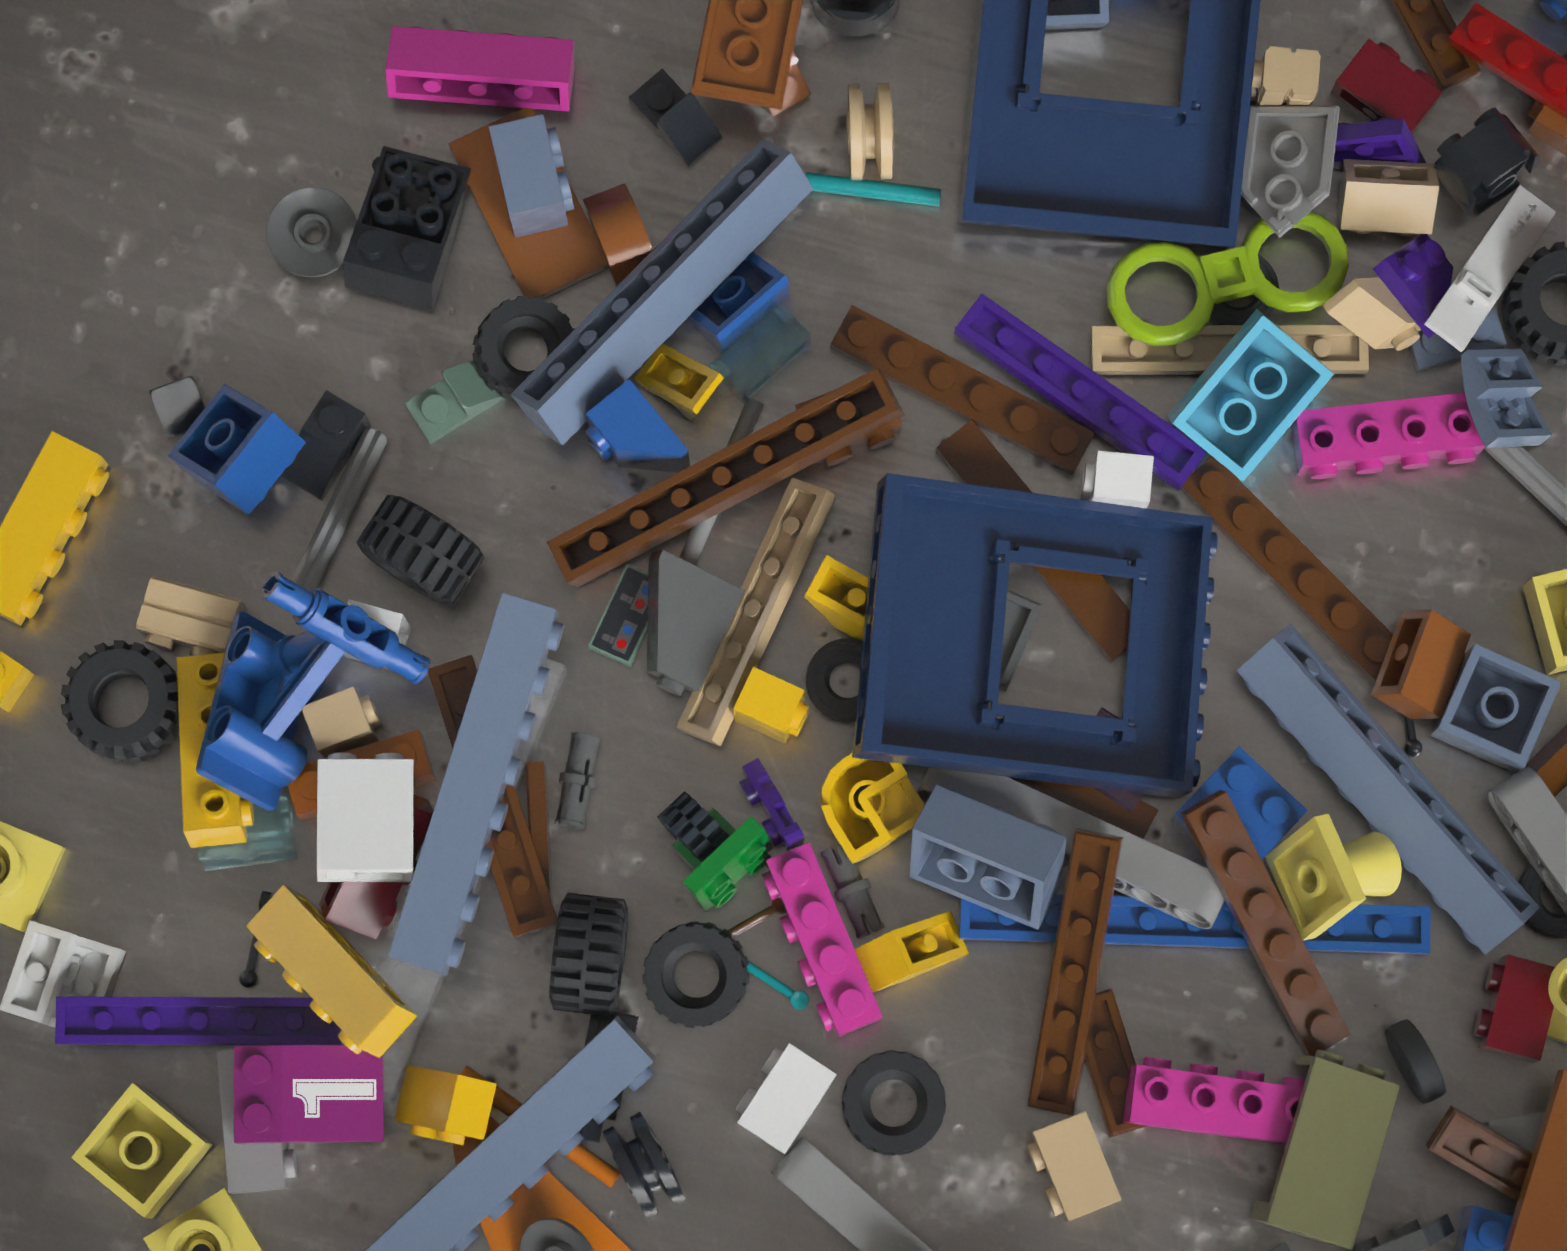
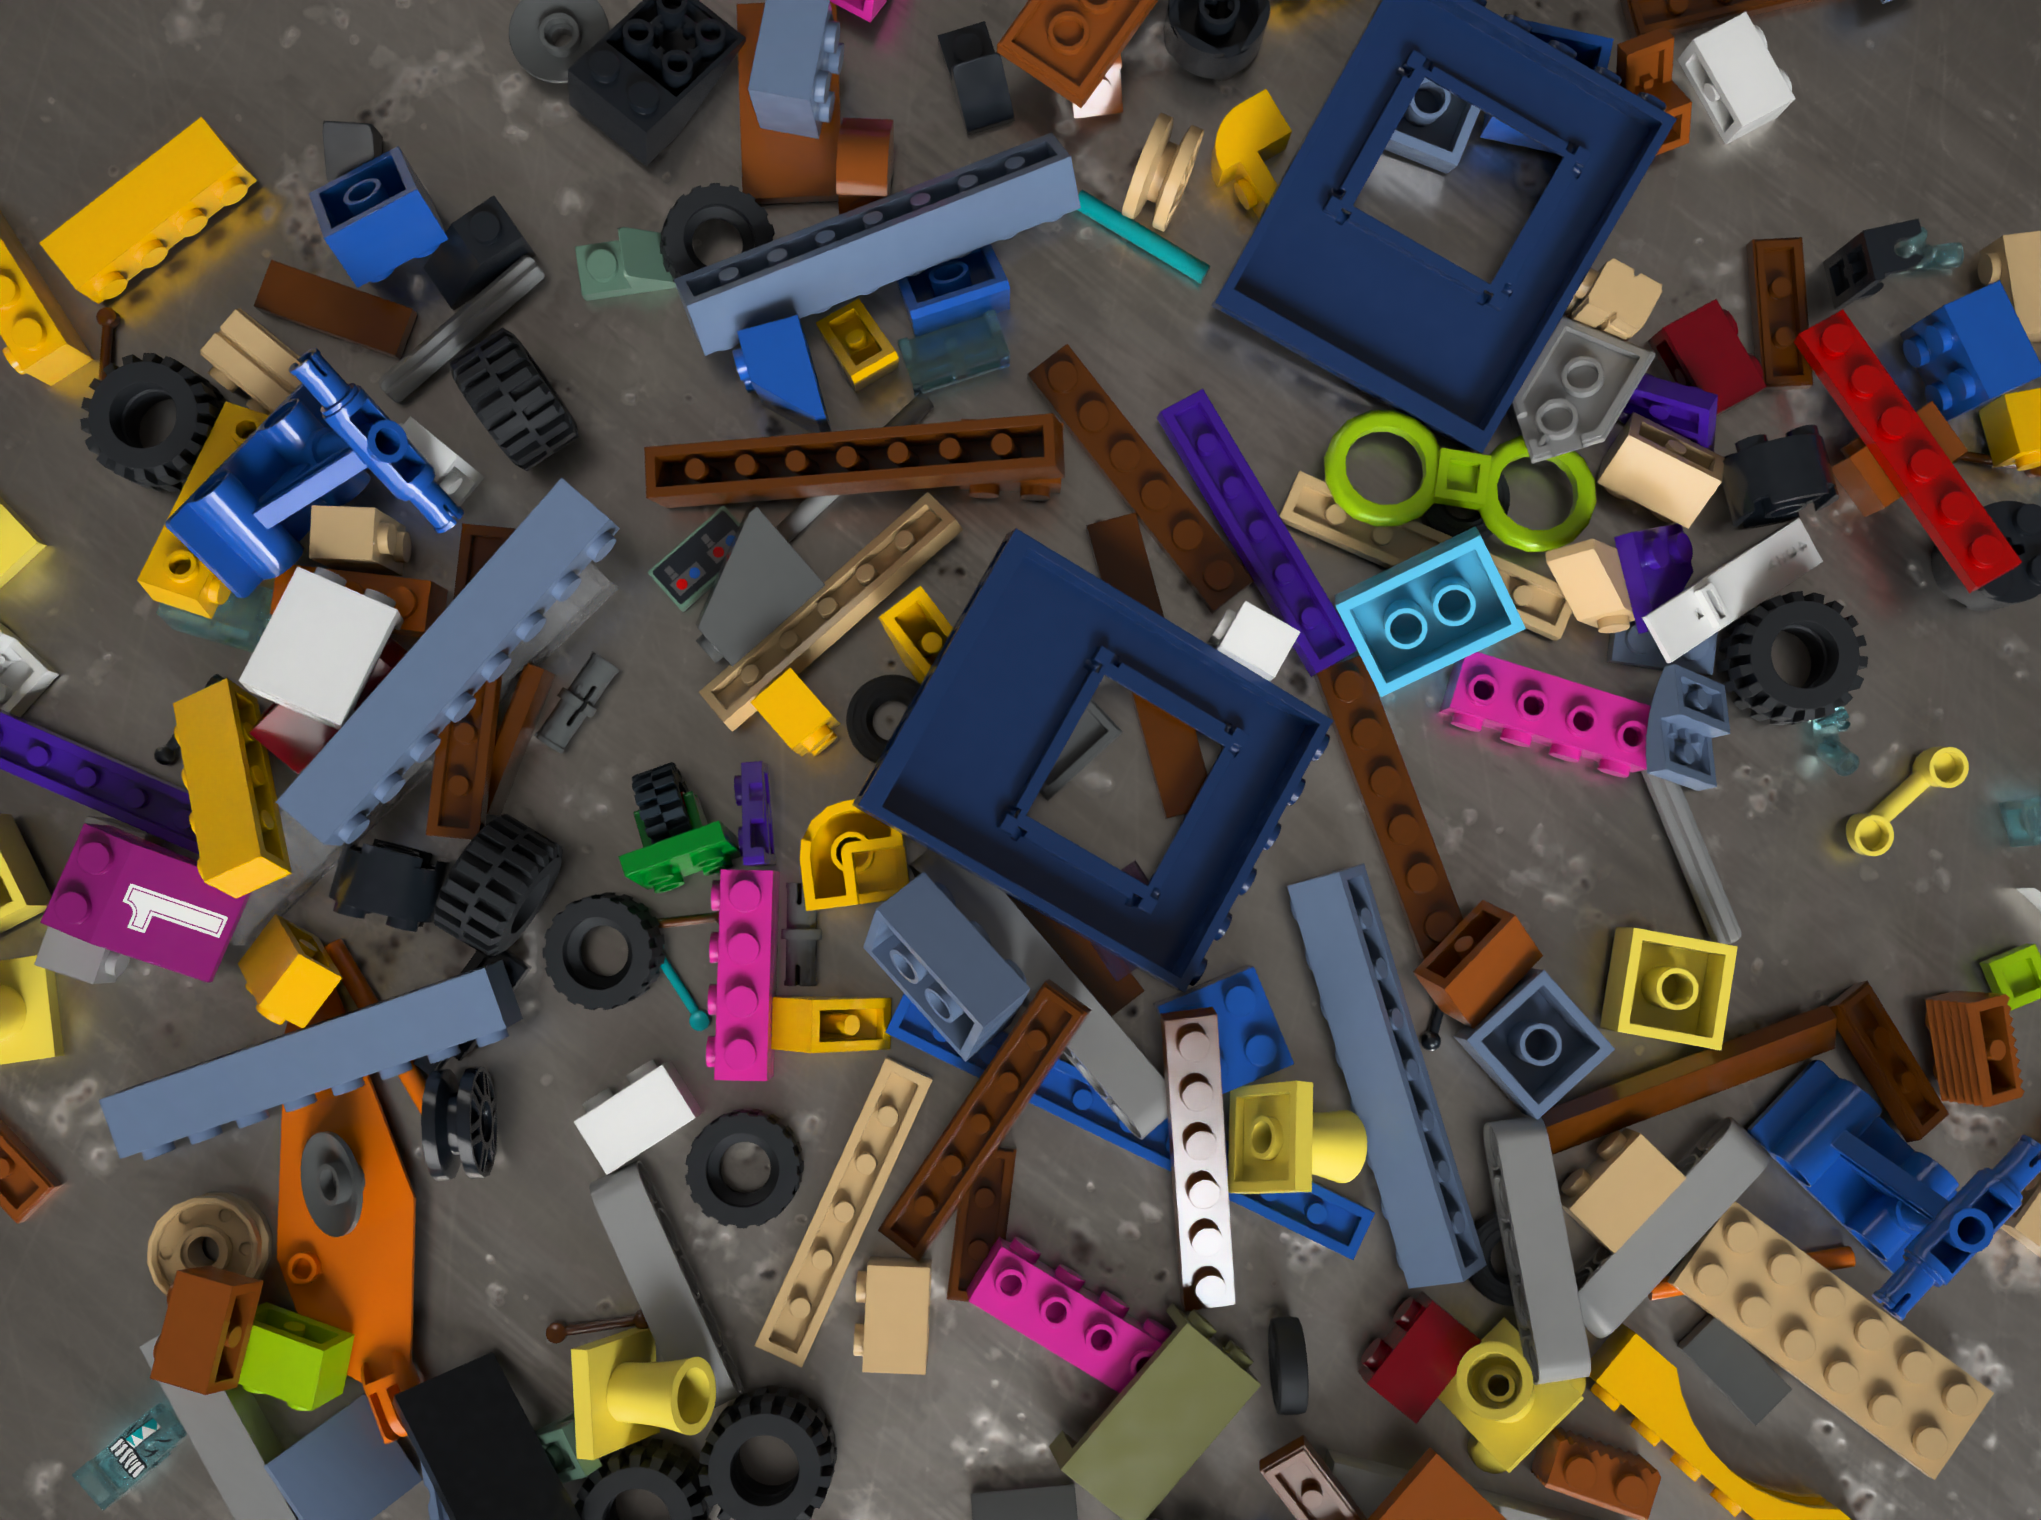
camera: 20 degrees right, 5 degrees up
(33, 636) = (108, 320): none -> reddish brown hinge
(224, 543) = (335, 309): none -> reddish brown tile
(492, 993) = (388, 882): none -> black brick
(922, 81) = (1242, 144): none -> yellow brick
(992, 1102) = (843, 1212): none -> tan plate

